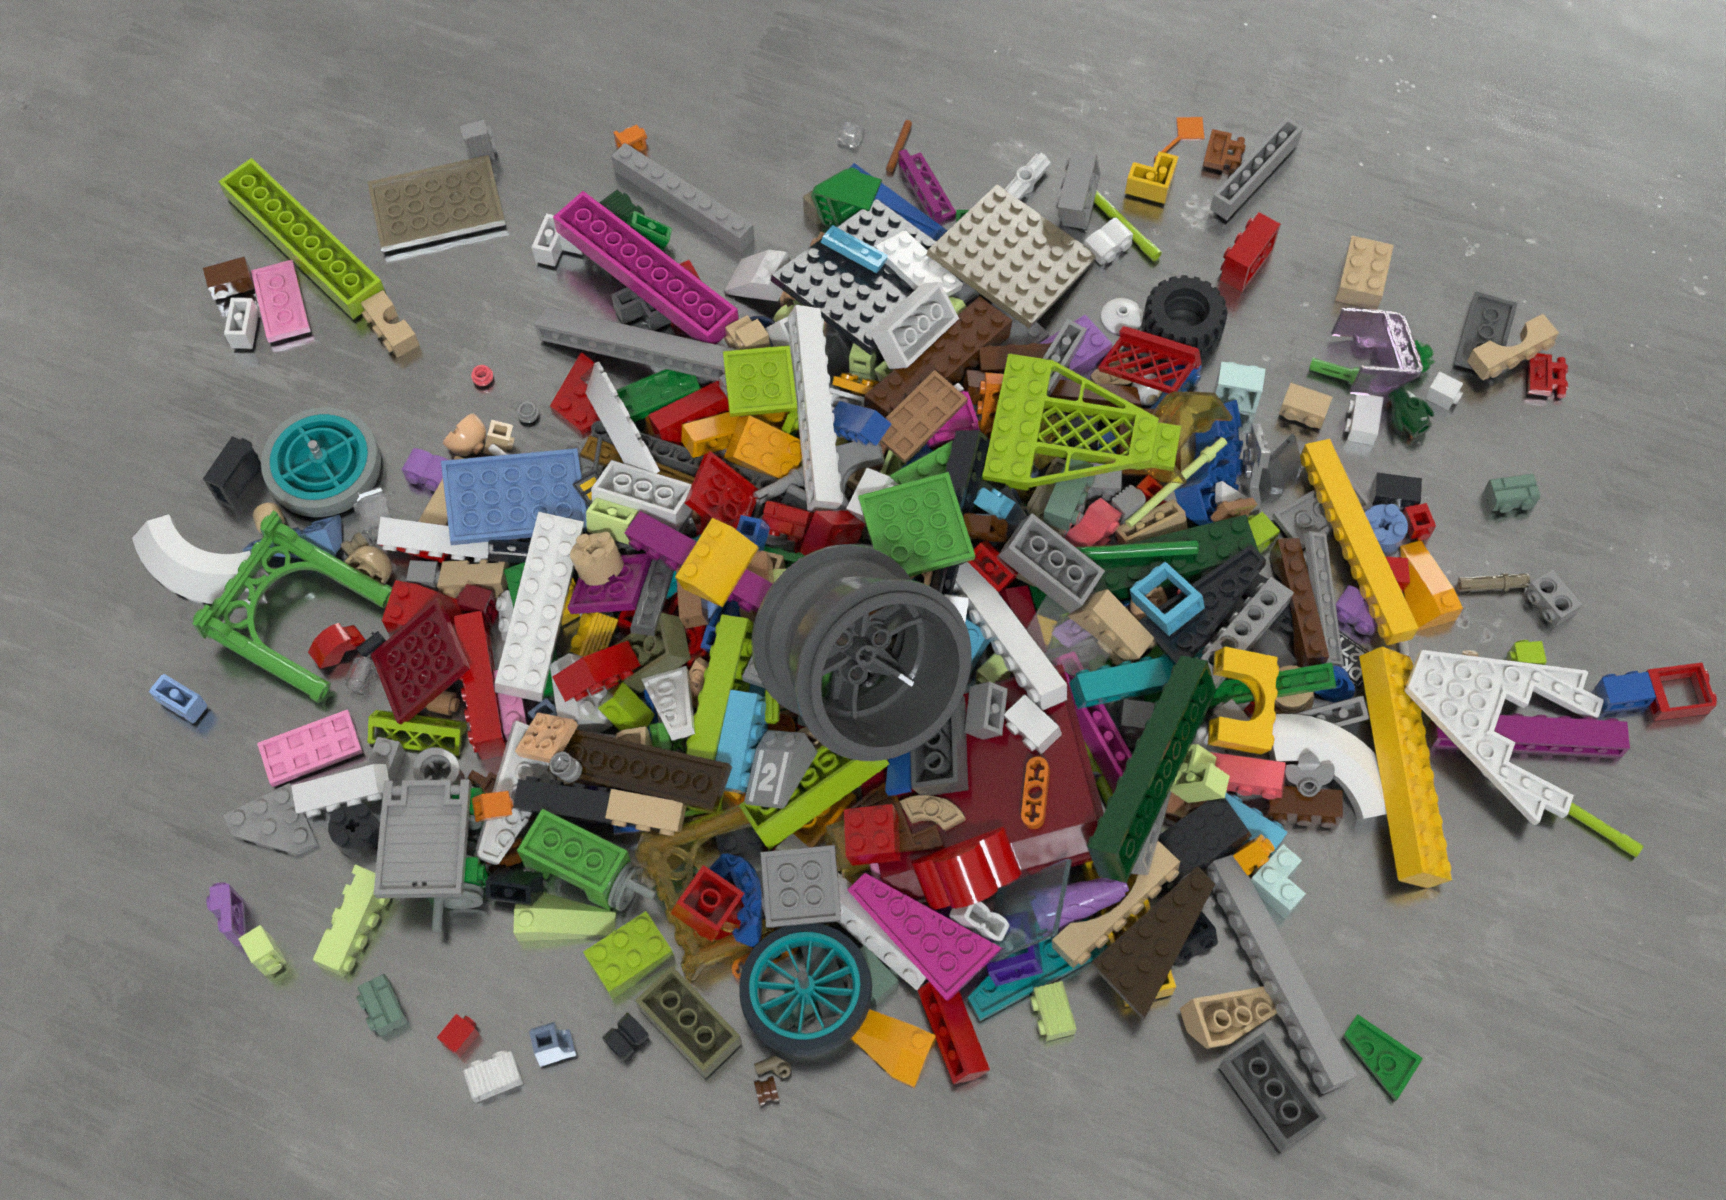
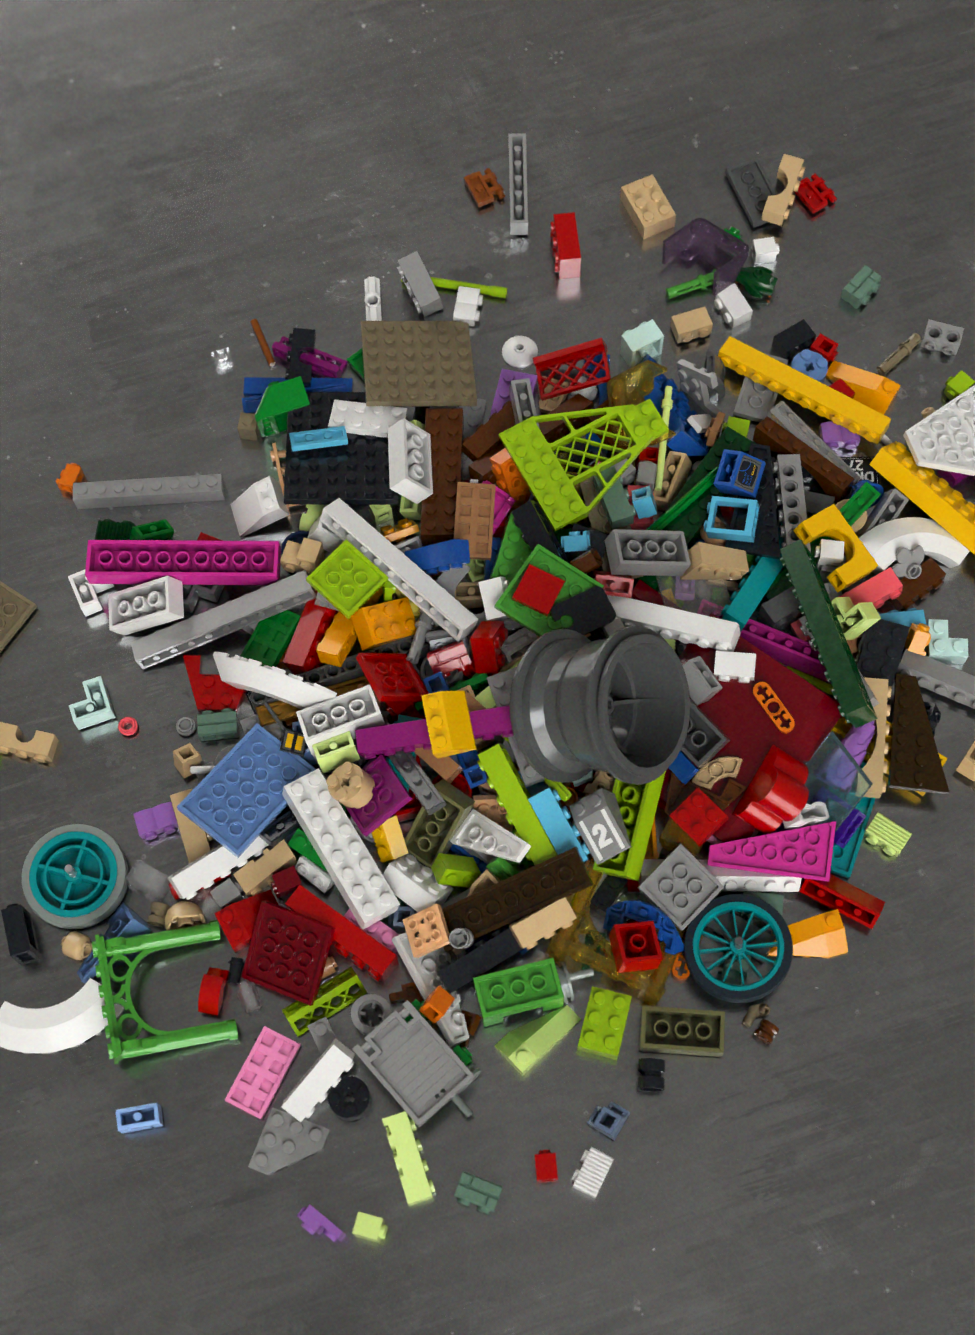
camera: 40 degrees left, 5 degrees up
(467, 436) = (163, 776): light nougat cylinder -> none
(469, 338) = (95, 708): none -> light aqua brick
(514, 886) = (491, 1043): black brick -> none
(551, 430) = (218, 725): none -> sand green brick
(584, 284) = (146, 605): none -> white brick
(596, 671) = (423, 860): red brick -> none
(909, 512) = (538, 590): none -> red tile
(923, 163) = (302, 341): none -> black arch
(938, 564) = (588, 610): none -> black piece
(1097, 521) = (644, 502): none -> medium azure brick
(1152, 182) = (460, 241): yellow brick -> none
(1187, 129) = (445, 188): orange piece -> none
(1190, 295) = (564, 302): black tyre -> none
(1209, 560) = (739, 473): none -> blue slope
(1234, 701) = (830, 552): none -> white brick

